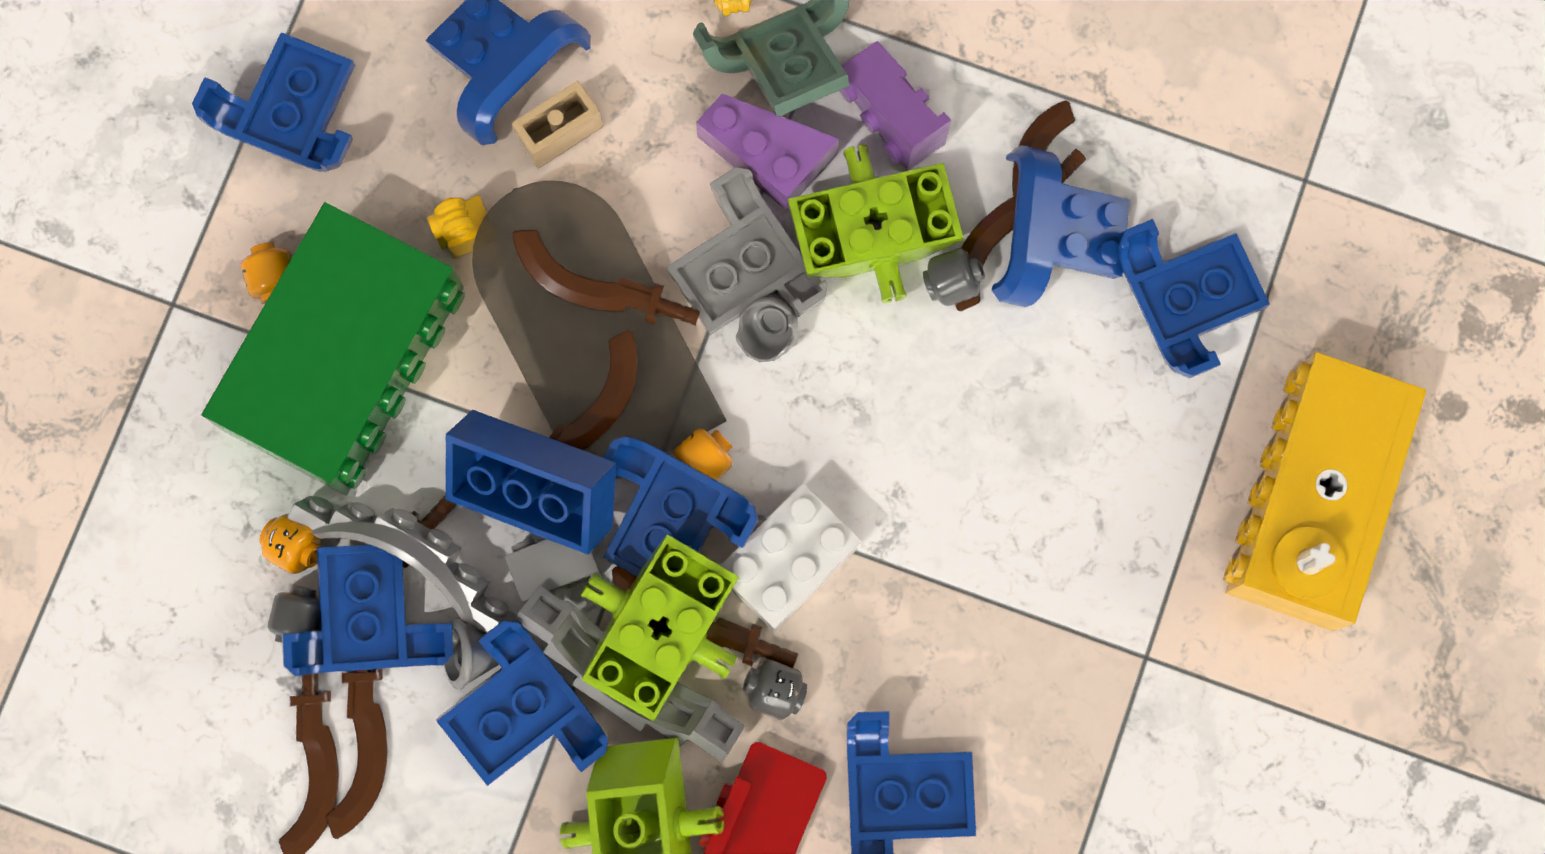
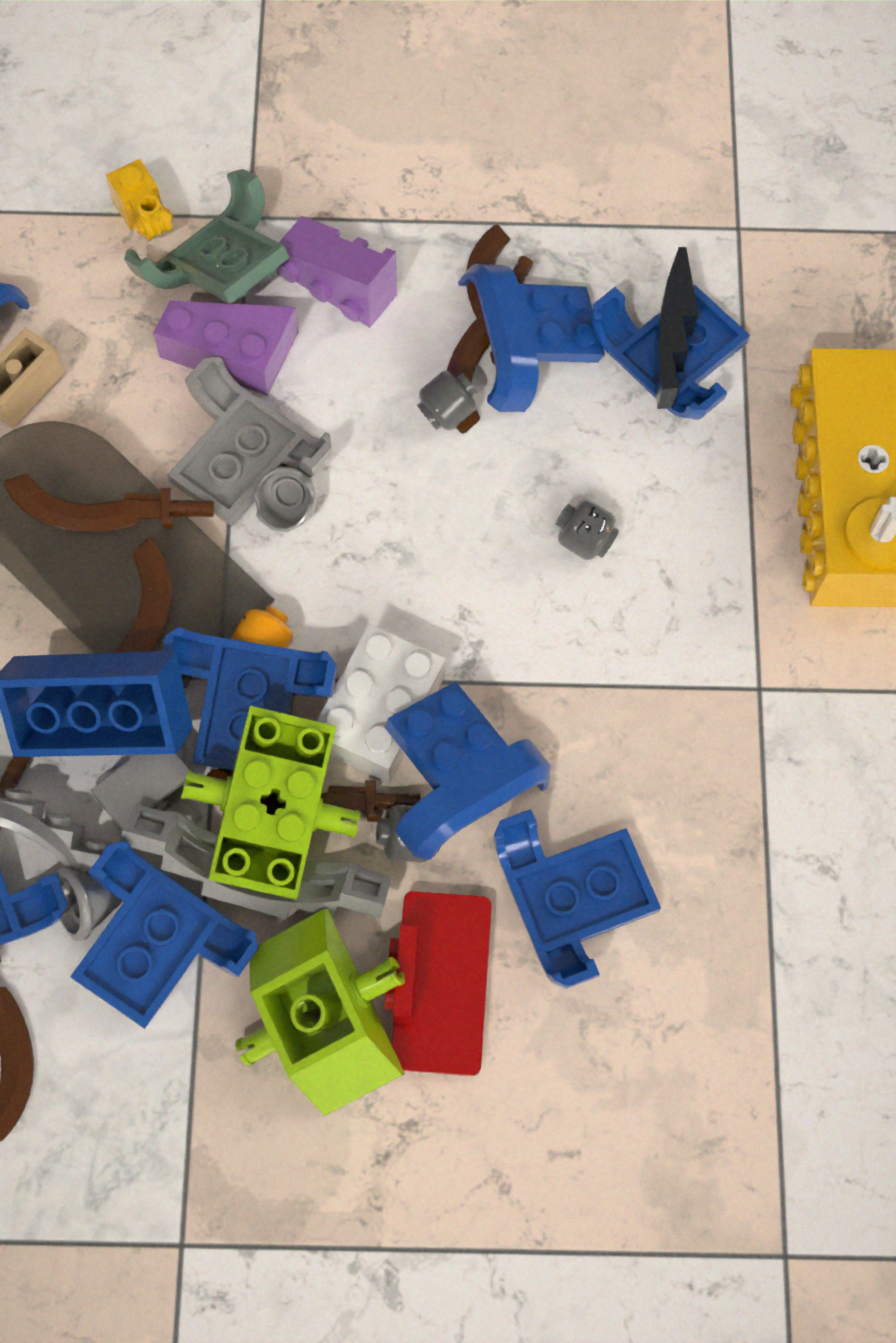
camera: 20 degrees left, 10 degrees down
(842, 649) = (463, 764): none -> blue piece
(914, 215) = (357, 373): lime slope -> none
(1039, 451) = (586, 529): none -> dark grey head
(1201, 268) = (675, 323): none -> black slope

